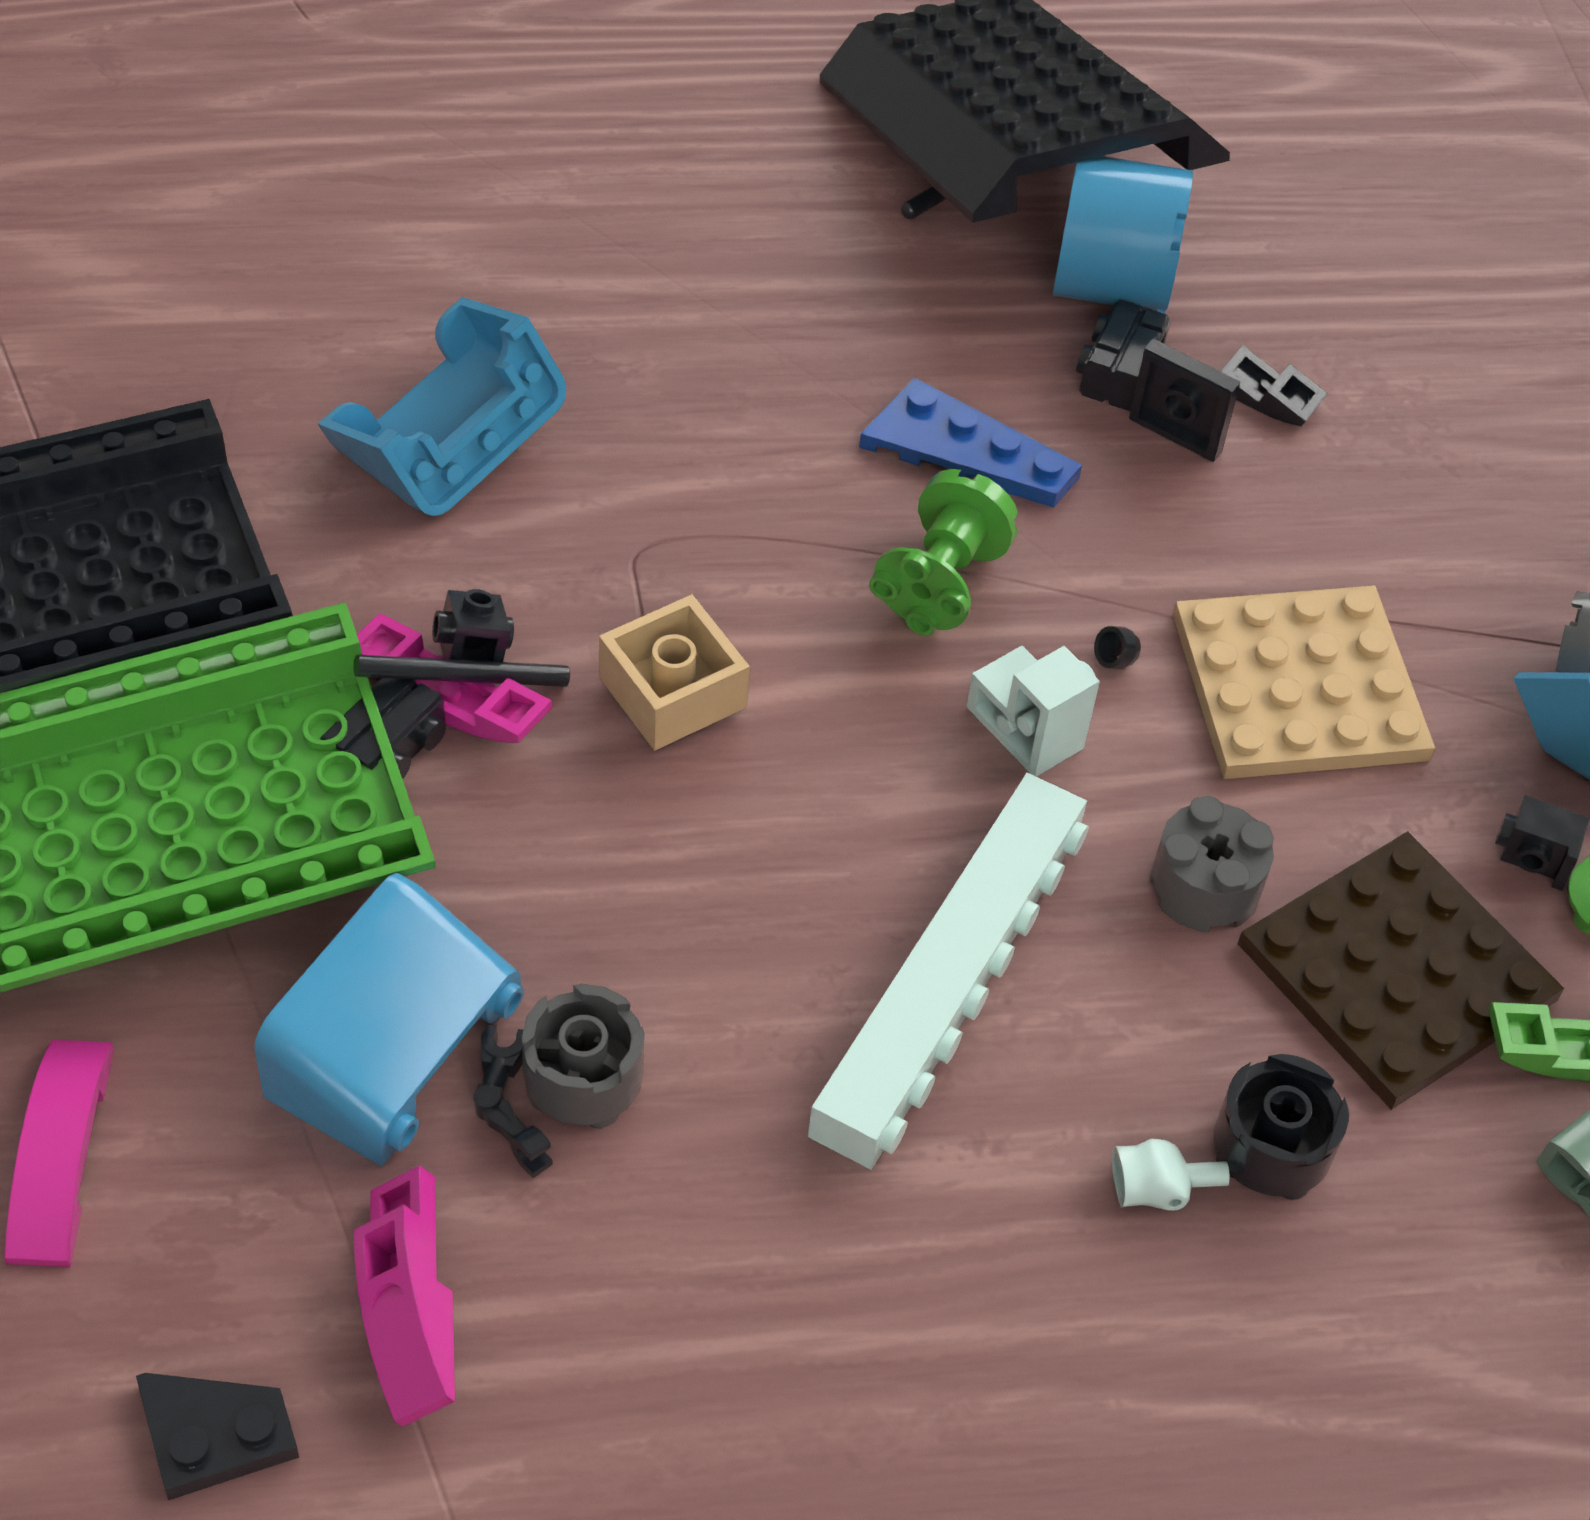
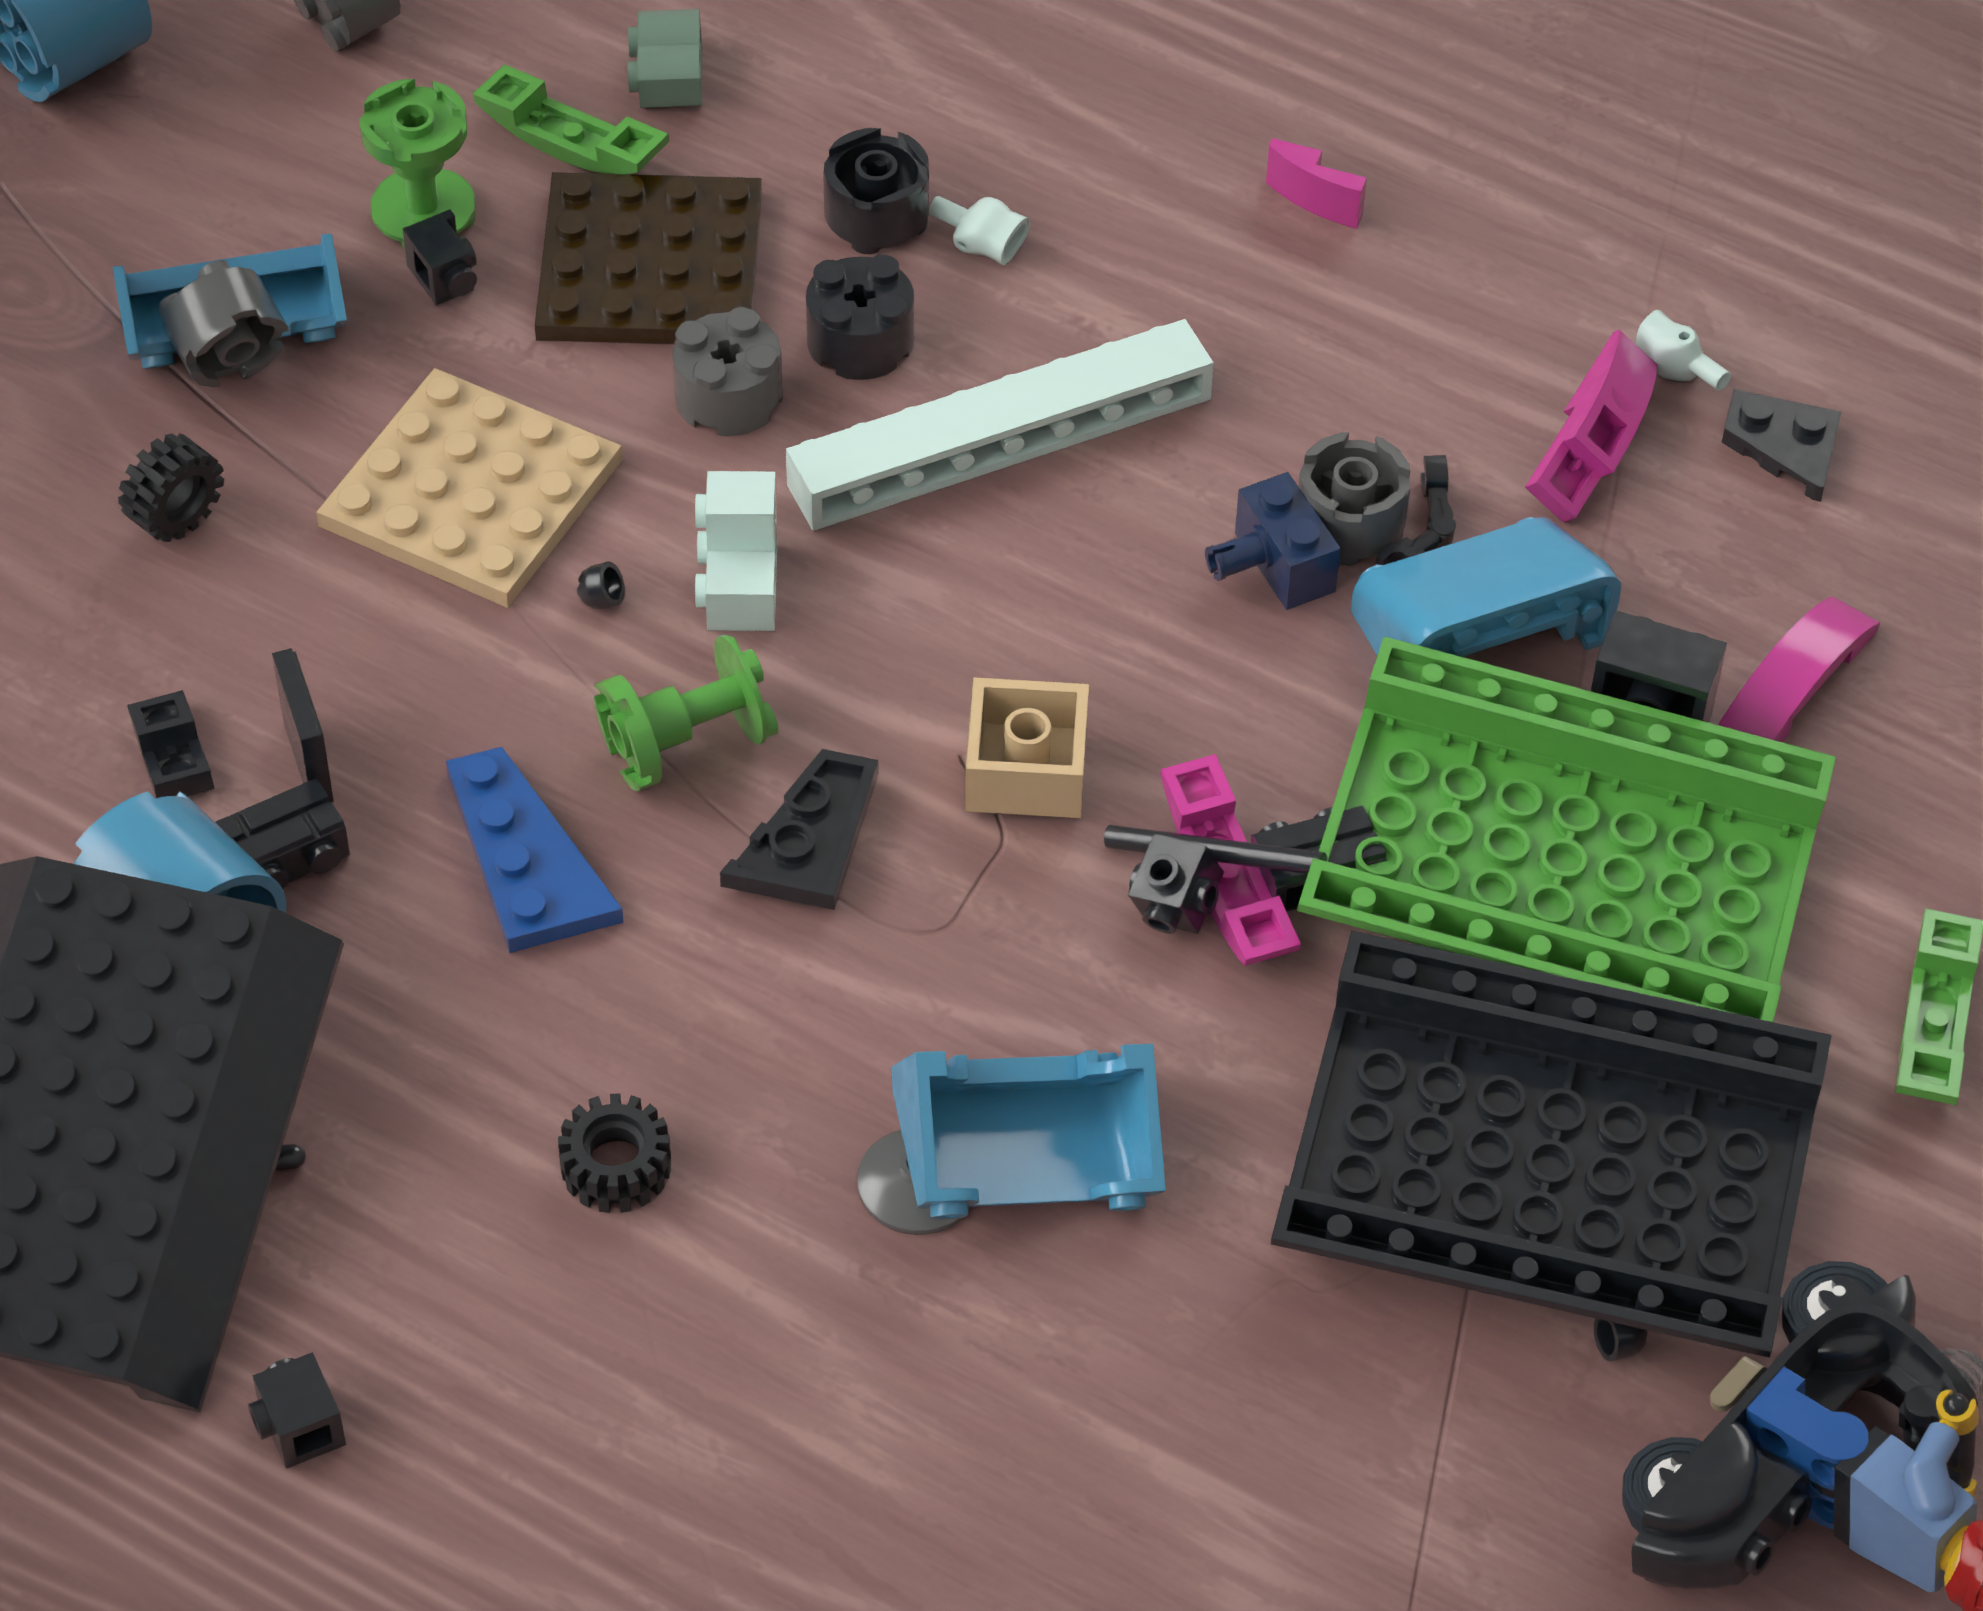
camera: 140 degrees left, 0 degrees up
(173, 1001) = (1659, 666): none -> black brick
(378, 1447) = (1678, 351): none -> light aqua piece
(623, 968) = (1281, 538): none -> dark blue brick
(713, 311) = (615, 1182): none -> black tyre
(757, 84) = (296, 1410): none -> black brick
(782, 550) = (811, 836): none -> black wing
(918, 1431) = (1327, 192): none -> dark pink slope
(1163, 987) = (860, 315): none -> black brick
(1478, 518) = (171, 487): none -> black tyre

